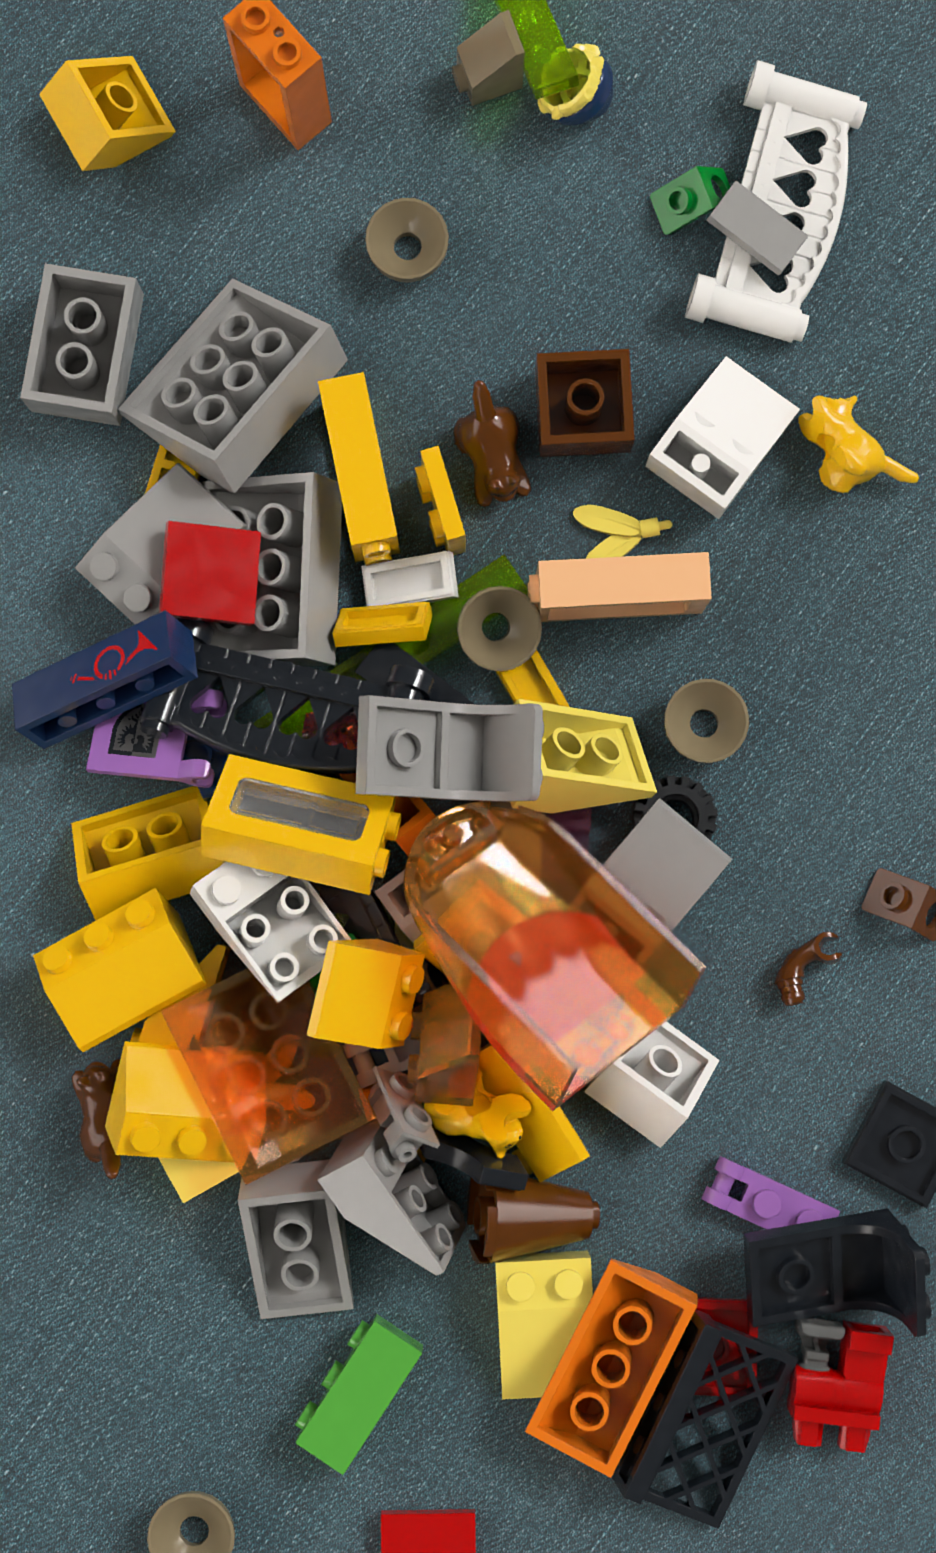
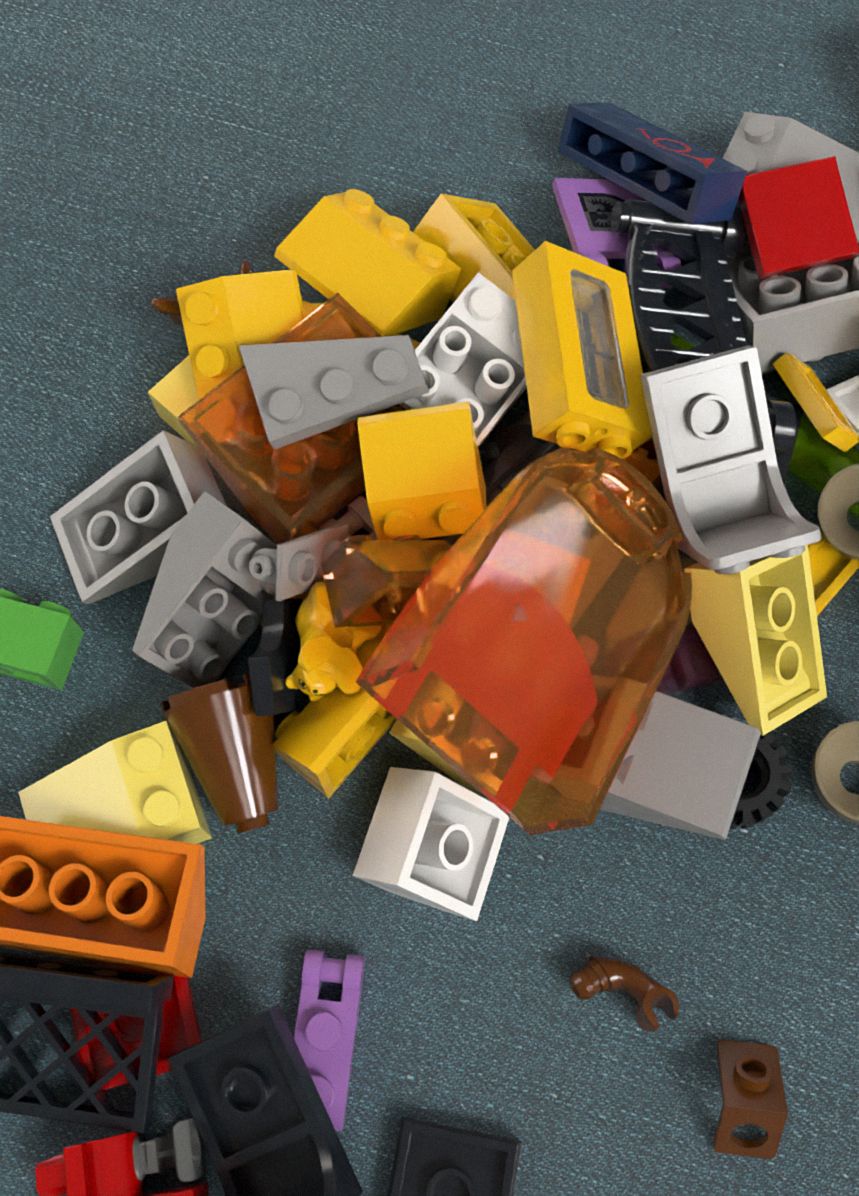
camera: 75 degrees right, 15 degrees down
(261, 1051) = (329, 382): none -> light grey wing

